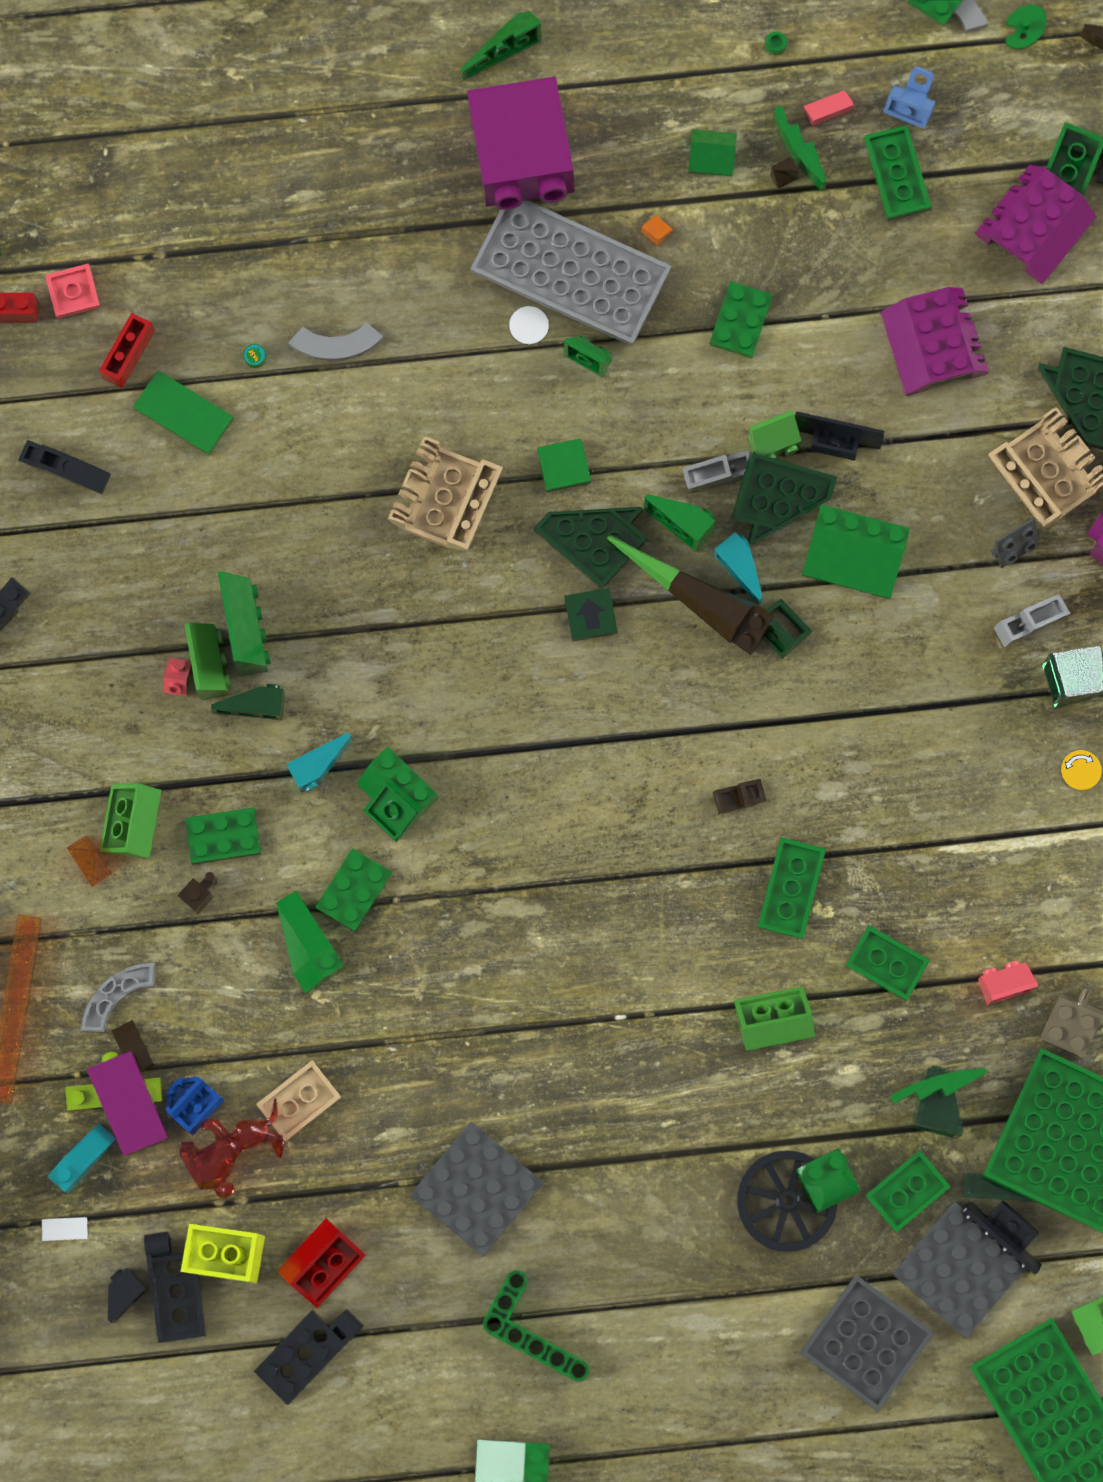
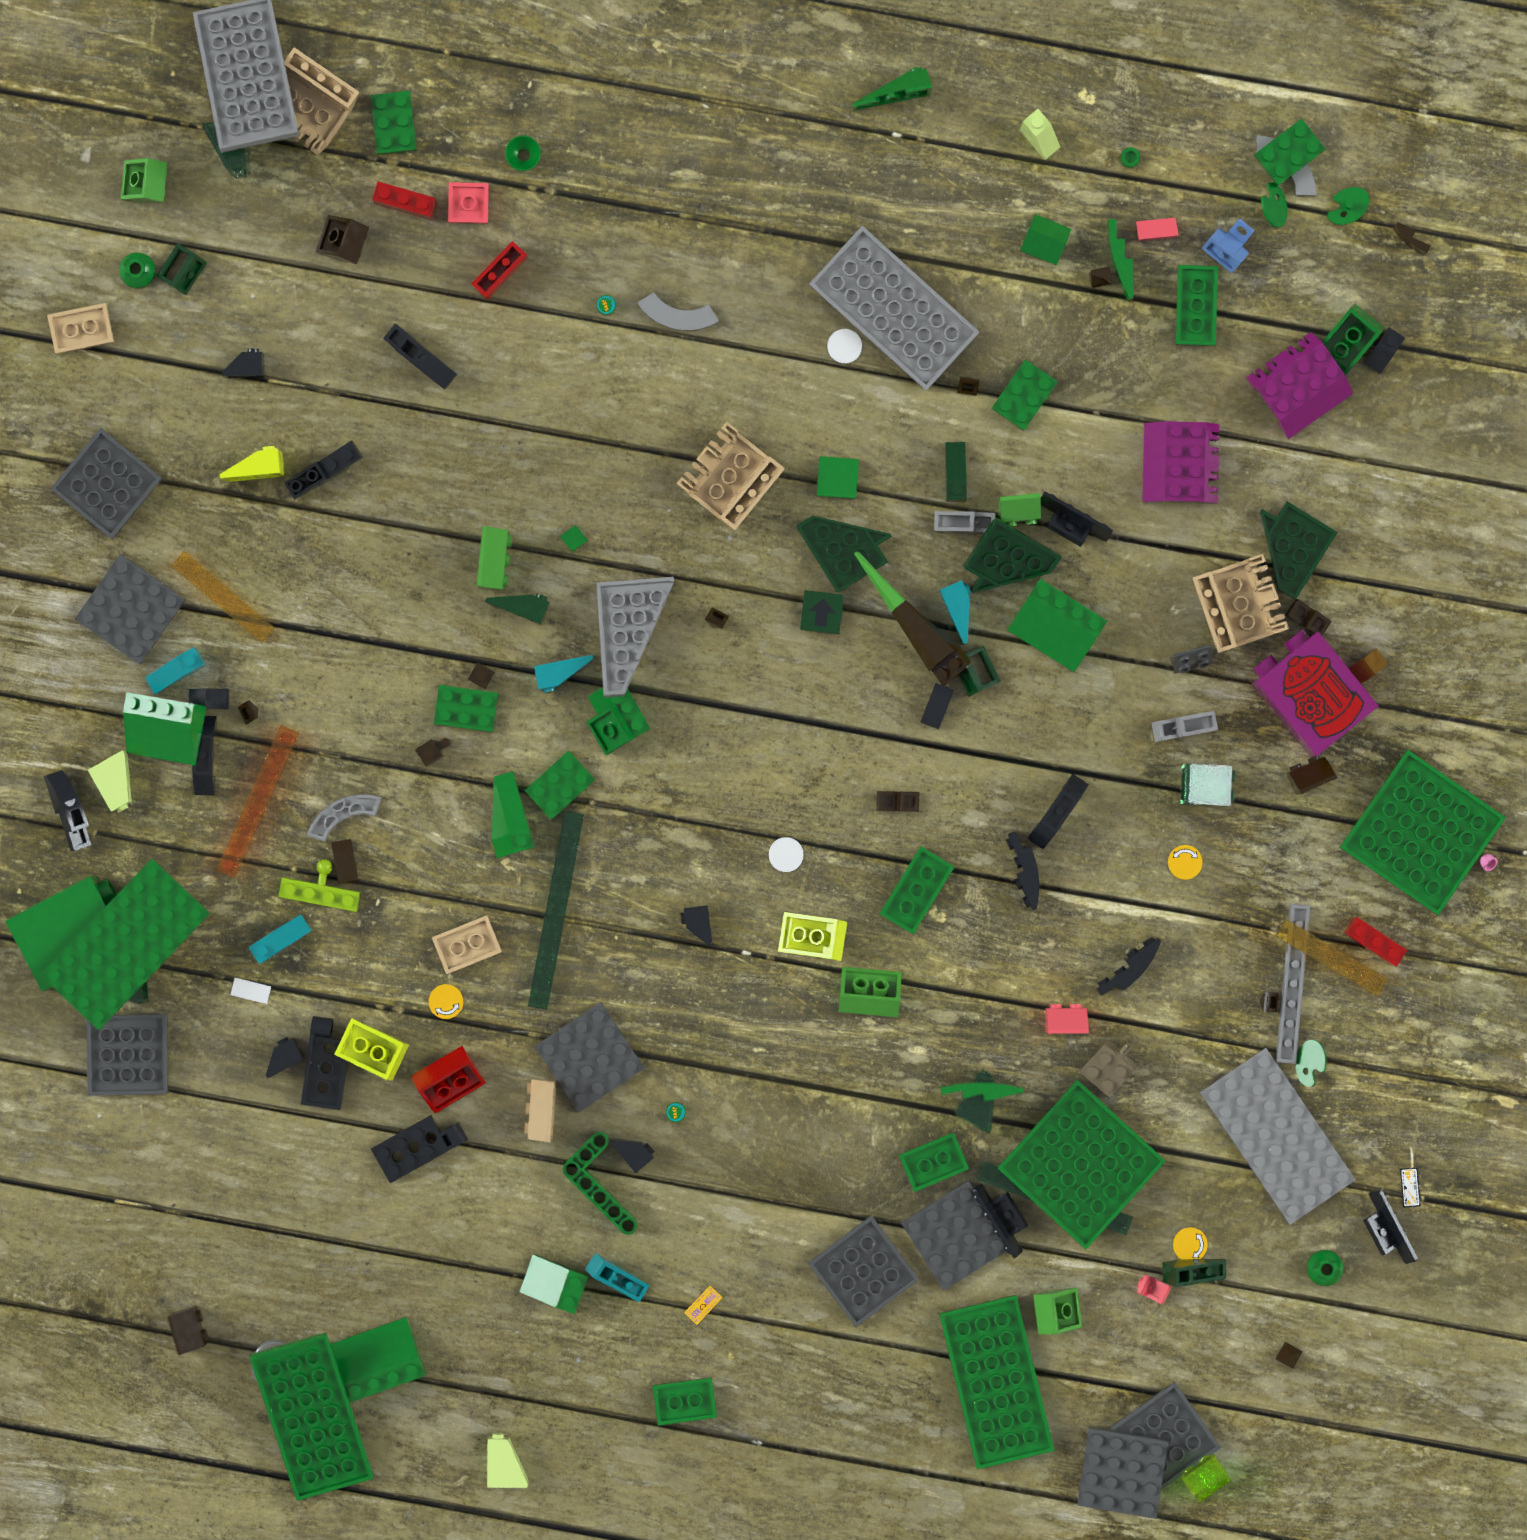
camera: 15 degrees right, 10 degrees up
(89, 860) = (351, 696): clear orange slope -> none
(116, 212) = (520, 143): none -> green piece
(127, 1103) = (328, 906): magenta tile -> none
(130, 820) = (393, 674): bright green slope -> none
(177, 676) = (465, 563): coral bracket -> none
(183, 412) = (532, 337): green tile -> none
(191, 1102) = (380, 920): blue slope -> none
(216, 1161) = (386, 975): clear red animal -> none
(230, 794) = (481, 675): none -> dark brown plate
(243, 623) = (531, 538): green slope -> none
(290, 615) = (573, 538): none -> green slope
(293, 1174) = (445, 1001): none -> yellow sticker
(376, 687) = (626, 621): none -> light grey wing
(389, 1033) = (556, 910): none -> clear green plate
(437, 1265) = (540, 1109): none -> tan slope
(475, 655) = (716, 618): none -> dark brown slope
(521, 143) = (884, 188): magenta brick -> none
(555, 997) = (698, 922): none -> black slope
(560, 1283) = (634, 1152): none -> black slope
(583, 1437) = (616, 1277): none -> teal slope
(587, 354) = (885, 389): green slope -> none
(594, 1222) = (675, 1112): none -> green tile
(632, 893) = (786, 854): none -> white sticker
(656, 230) = (977, 294): orange slope -> none
(671, 42) = (1040, 134): none -> yellowish green slope
(677, 326) = (968, 386): none -> dark brown slope
(683, 520) = (923, 559): green slope -> none
(690, 974) = (812, 936): none -> neon yellow slope
(692, 422) = (955, 472): none -> dark green slope
(693, 1440) = (703, 1305): none -> yellow sticker
(747, 1221) = (804, 1120): black wheel -> none
(750, 678) = (937, 706): none -> black slope
(828, 1180) = (872, 1134): green slope -> none
(887, 963) = (975, 974): green plate -> none
(913, 837) = (1028, 878): none -> black slope
(922, 755) = (1058, 811): none -> black slope
(947, 46) = (1273, 209): none -> green piece
(1065, 897) = (1137, 963): none -> black slope

